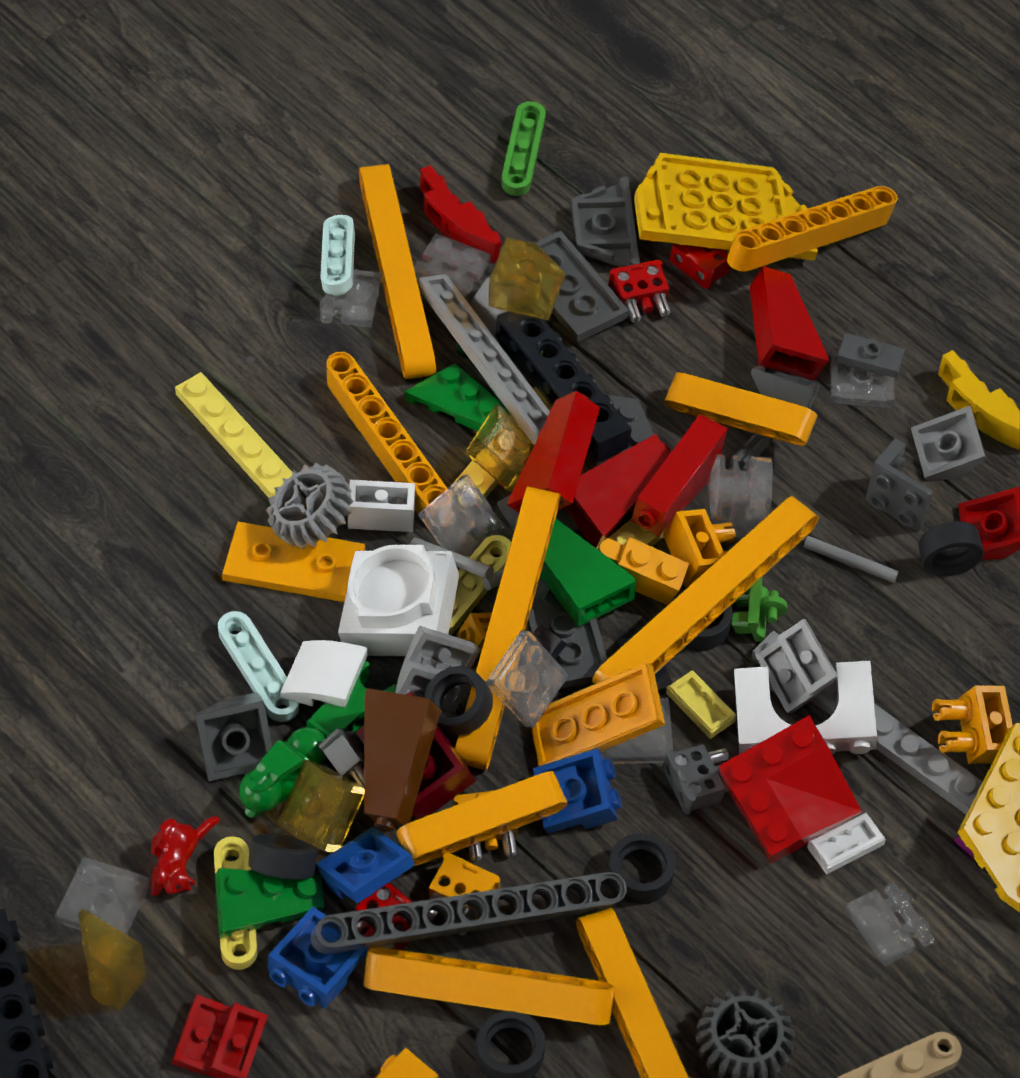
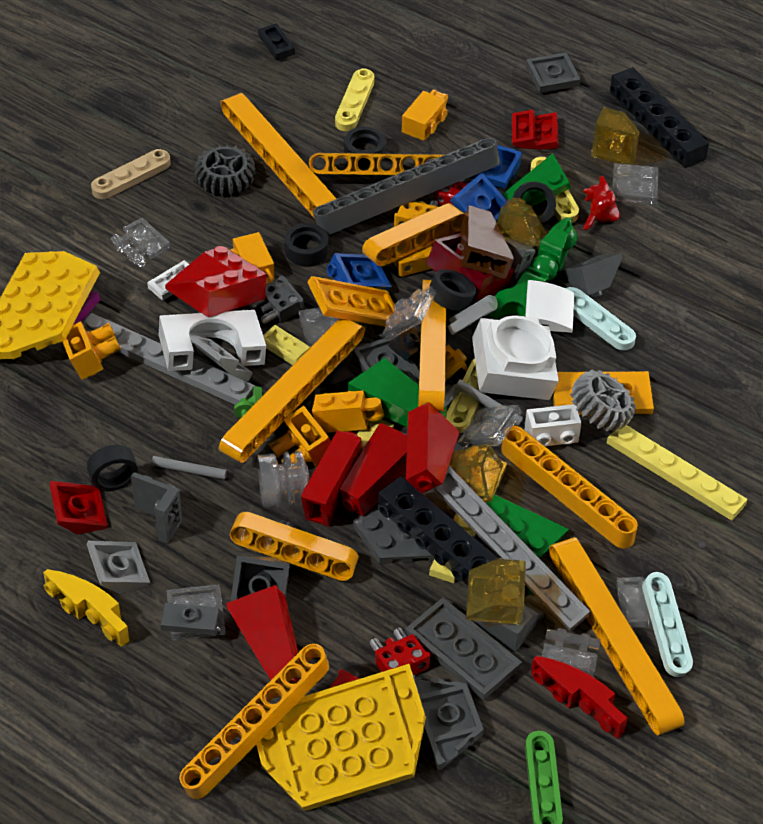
camera: 170 degrees right, 5 degrees down
(725, 849) = (254, 251): none -> light orange brick

